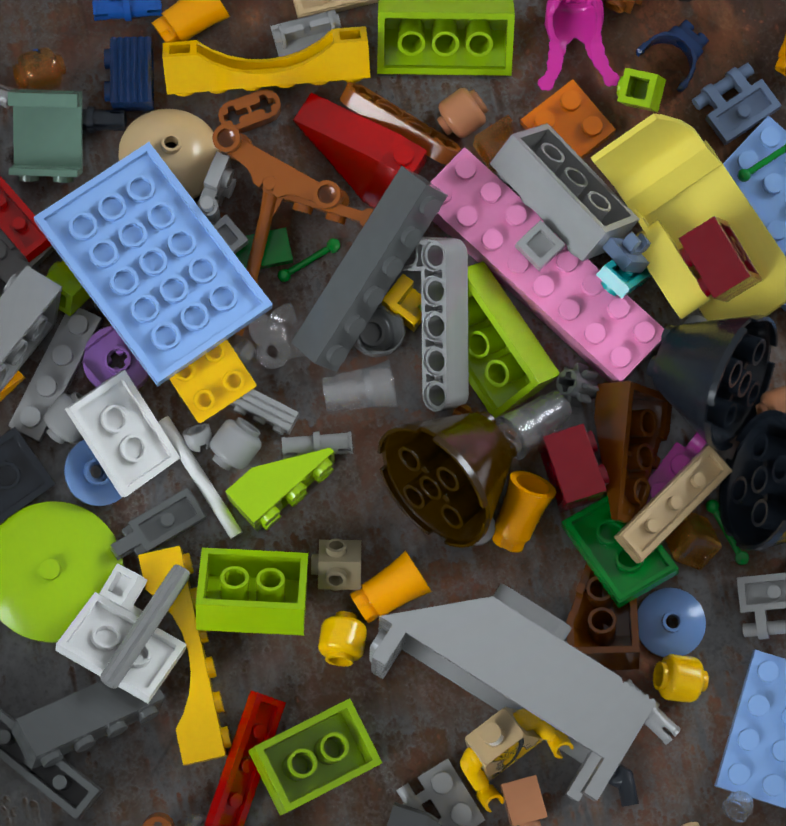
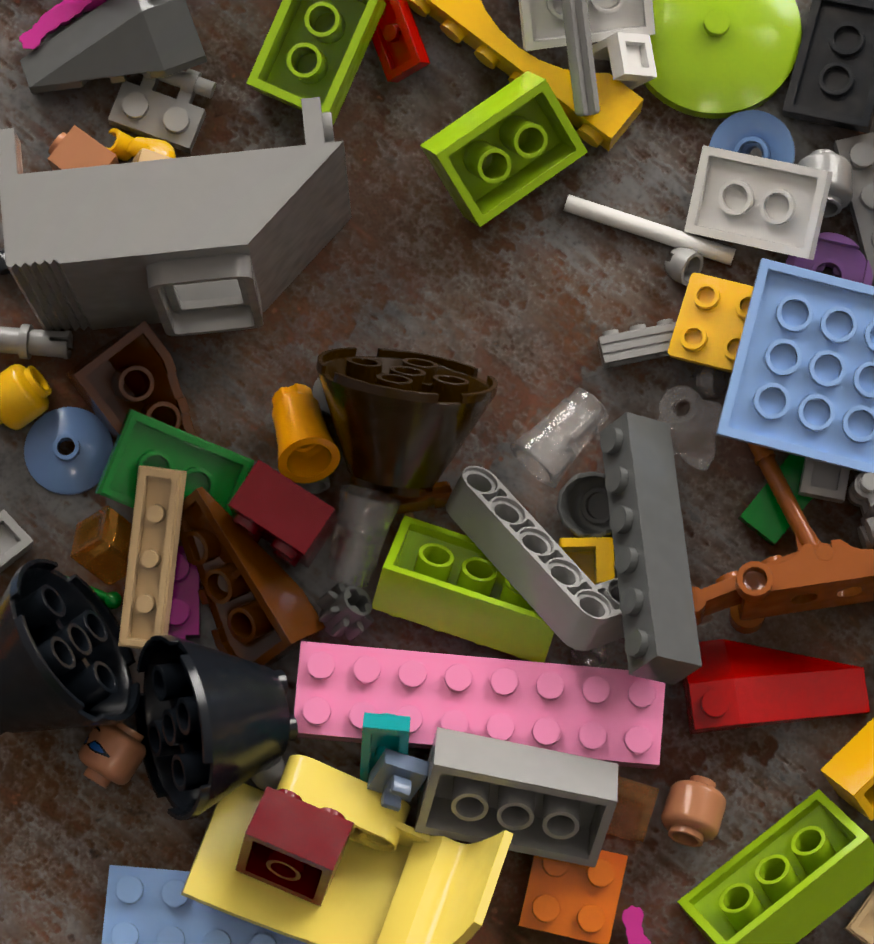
camera: 145 degrees right, 0 degrees up
(159, 525) = (648, 150): dark grey hinge -> none
(235, 444) = (640, 284): light grey head -> none
(272, 486) = (572, 247): lime slope -> none
(294, 446) = (559, 348): light grey pin -> none
(333, 246) = (712, 566): green hinge -> none
(338, 564) = (442, 244): dark tan brick -> none
(342, 639) = (381, 179): yellow head -> none
(390, 588) = (371, 263): light orange plant -> none
(396, 119) = (814, 738): dark orange beam -> none
(539, 245) = (494, 710): light grey plate -> none

